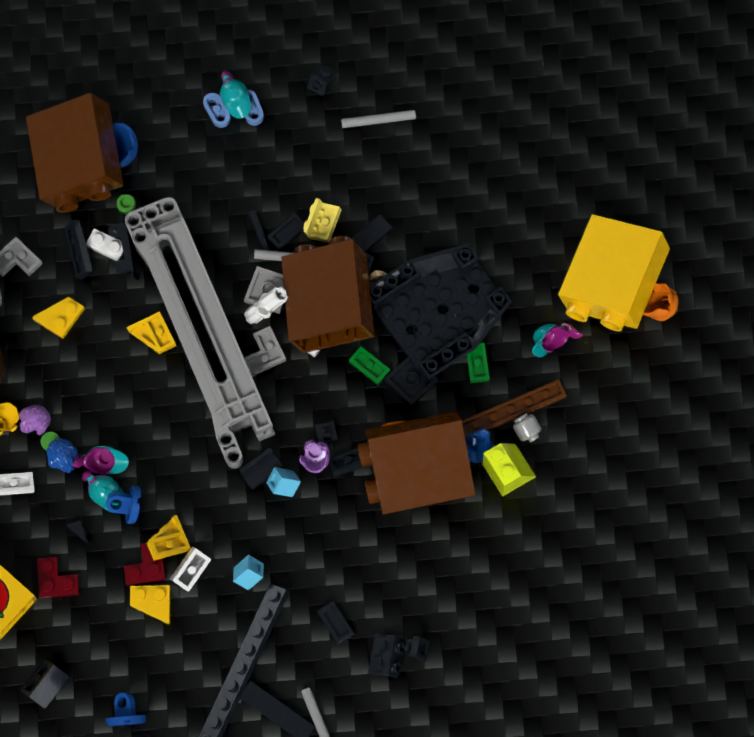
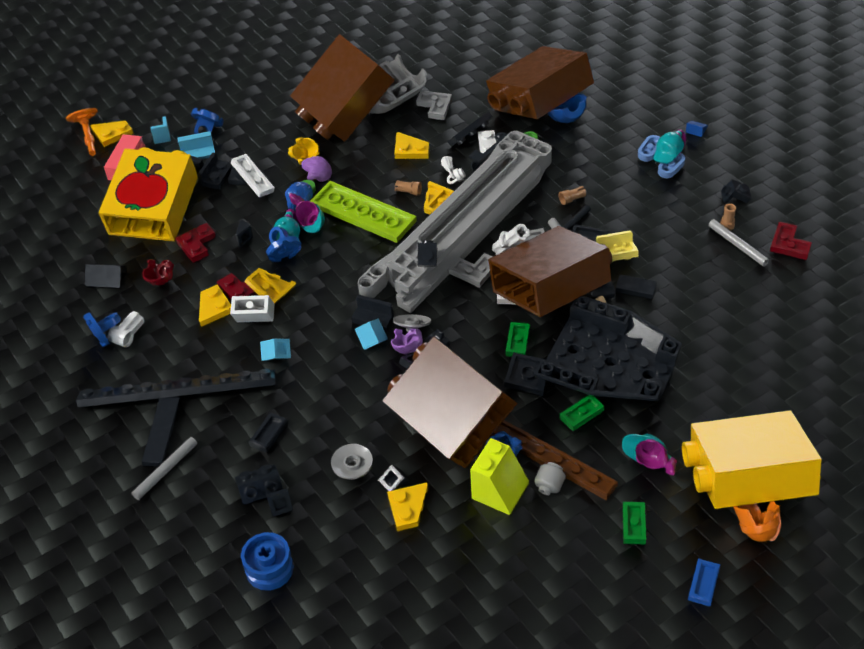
camera: 60 degrees right, 25 degrees down
(82, 633) = (158, 273): none -> dark red hair
(111, 297) = (458, 173): none -> white piece
(117, 350) = (410, 187): none -> medium nougat pin
(122, 408) = (364, 211): none -> lime plate
(131, 685) = (124, 333): none -> white piece
(216, 52) = (696, 128): none -> blue slope
(228, 219) = (569, 195): none -> medium nougat pin
(248, 387) = (427, 254): none -> black bracket
(293, 439) = (411, 321): none -> light grey dish
(350, 109) = (728, 218): none -> medium nougat pin
(406, 84) = (788, 245): none -> dark red plate
(414, 560) = (351, 455): none -> light grey dish
(448, 546) = (394, 478): none -> black slope
(473, 673) = (267, 561): none -> blue wheel
(481, 549) = (407, 505): none -> yellow wing
(603, 391) = (634, 523): none -> green plate
(679, 375) = (704, 582): none -> blue tile

